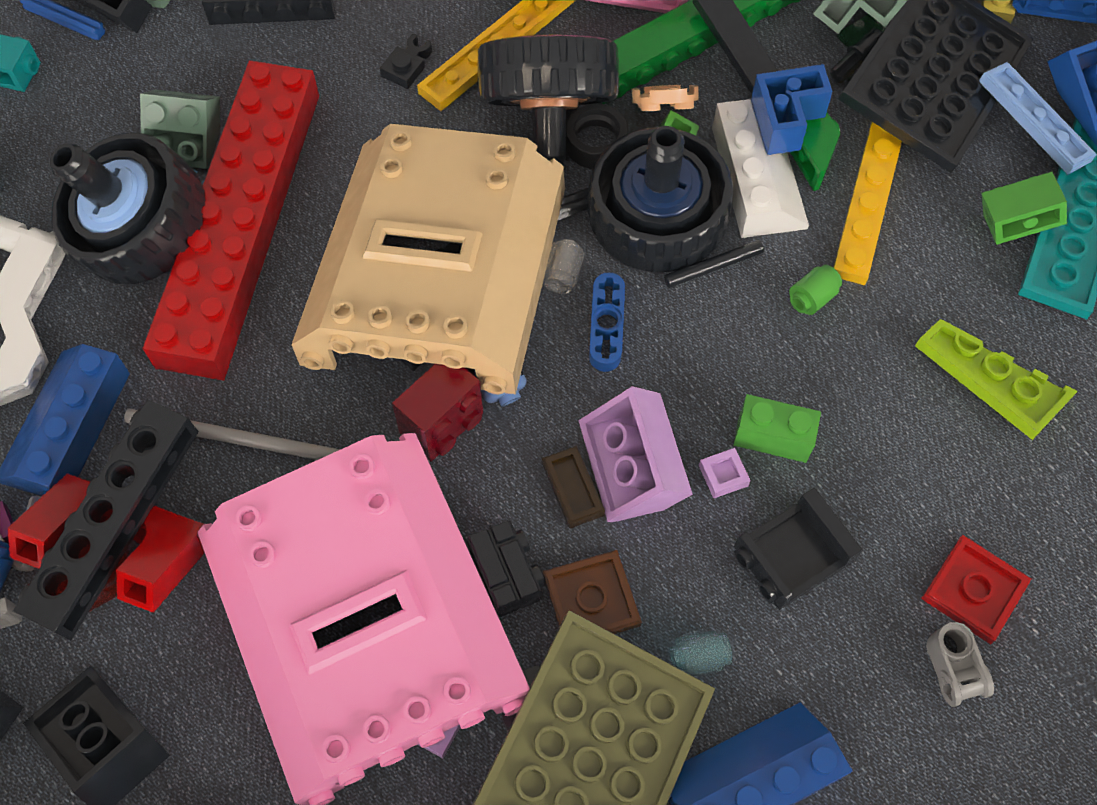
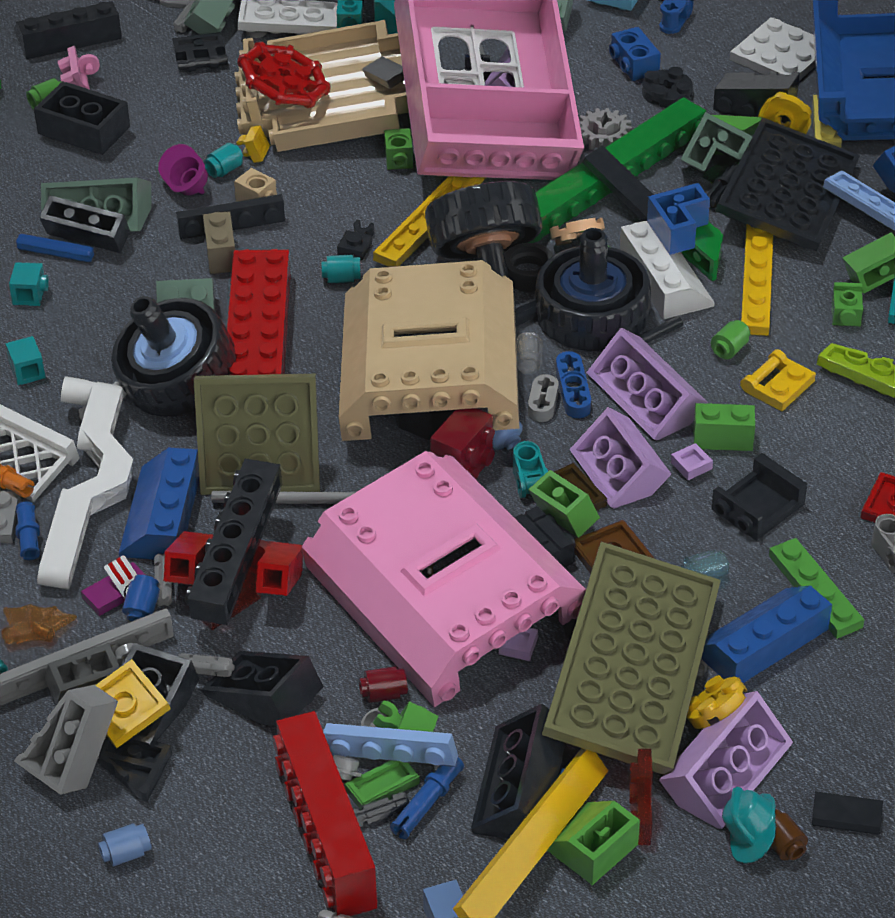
camera: 10 degrees left, 20 degrees down
(34, 689) = (211, 664): none -> light grey axle
(185, 349) = (259, 420): none -> olive plate
(243, 38) = (219, 241): none -> dark tan brick
(244, 767) = (383, 684): none -> dark red brick
(374, 102) = (341, 268): none -> teal brick
(518, 457) = (527, 466): none -> teal piece
(543, 521) = (565, 502): none -> bright green brick
(559, 333) = (547, 398): none -> light grey beam
(695, 344) = (645, 385): none -> lavender slope
(840, 708) = (804, 571): none -> bright green plate
(870, 369) = (784, 387): none -> yellow plate
(972, 261) = (847, 304): none -> bright green brick

